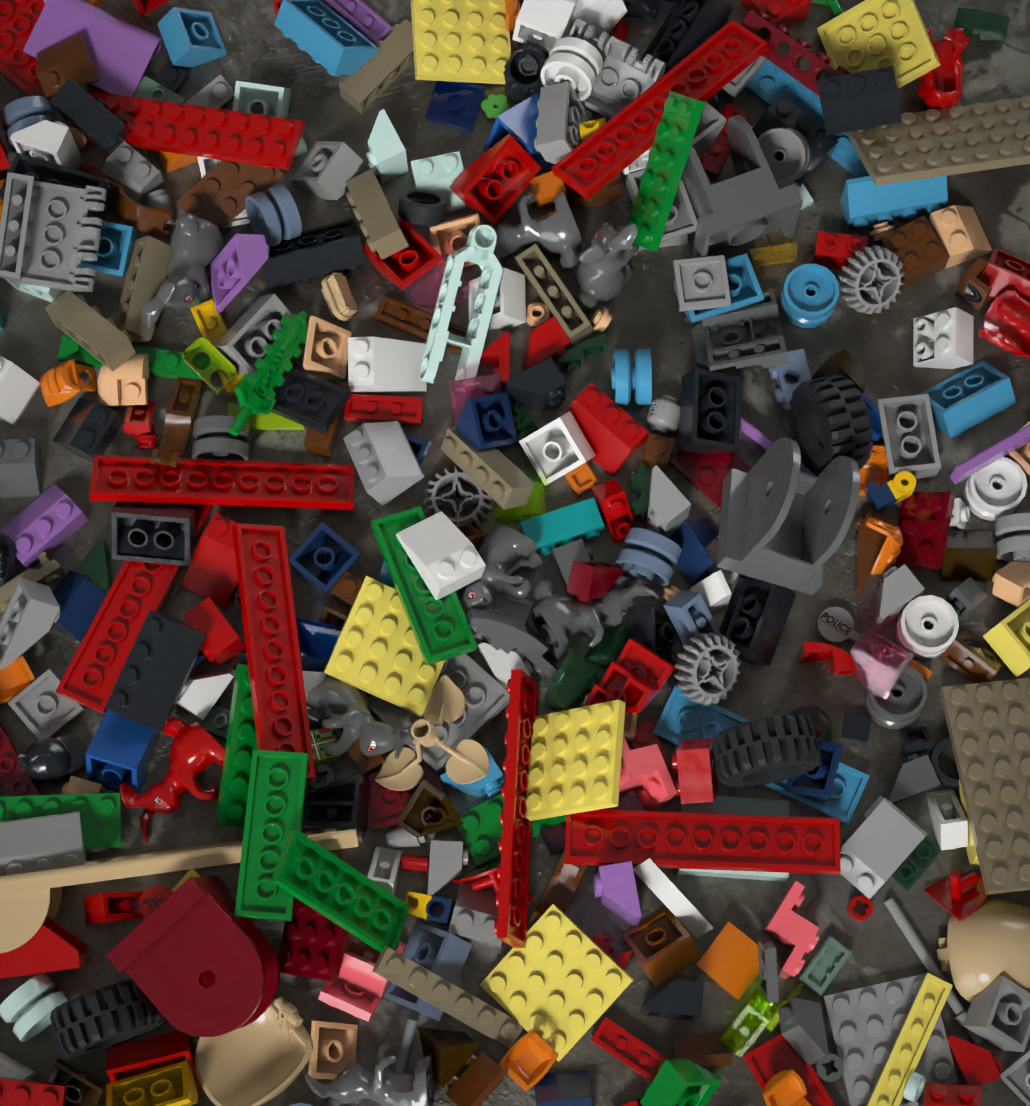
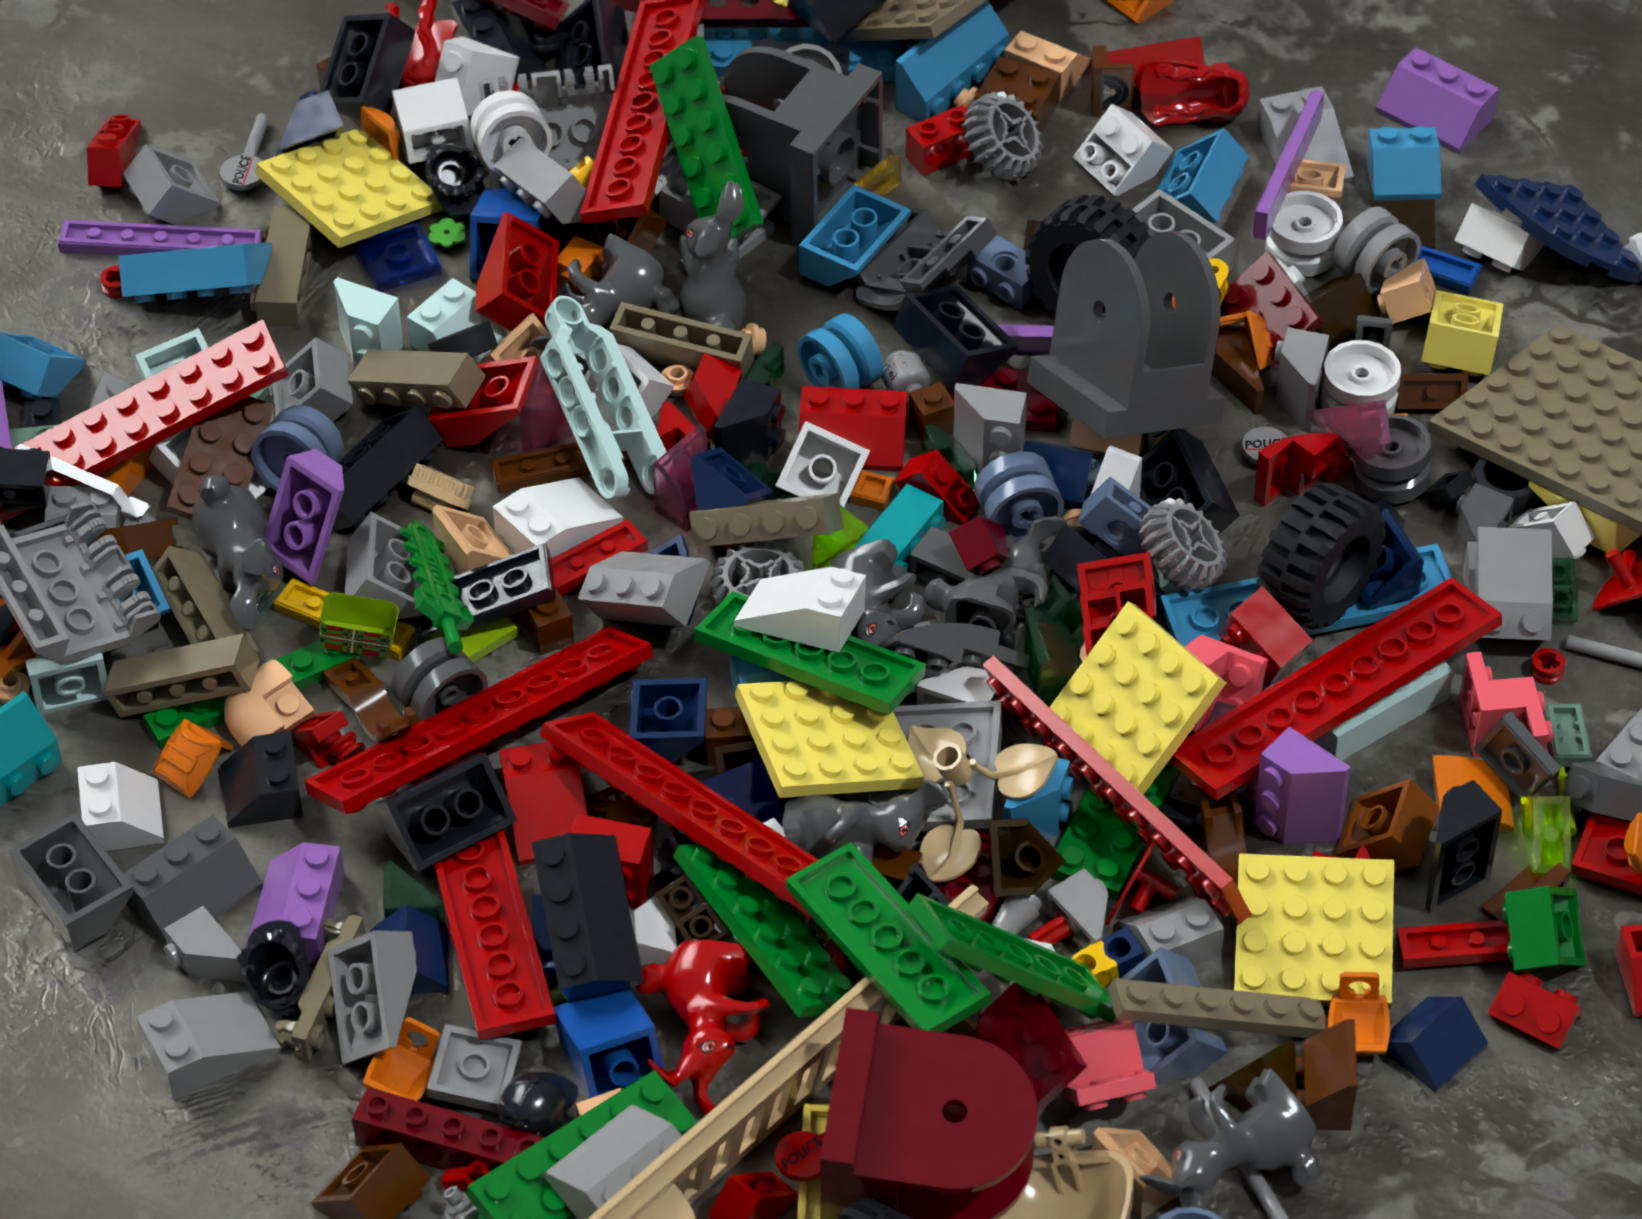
camera: 40 degrees left, 25 degrees down
(157, 187) = (130, 506): none -> white piece
(219, 711) = (690, 911): none -> dark brown slope
(672, 898) = (1363, 767): white sticker -> none
(701, 283) = (835, 228): light grey plate -> none
(809, 295) = (952, 186): dark azure wheel -> none

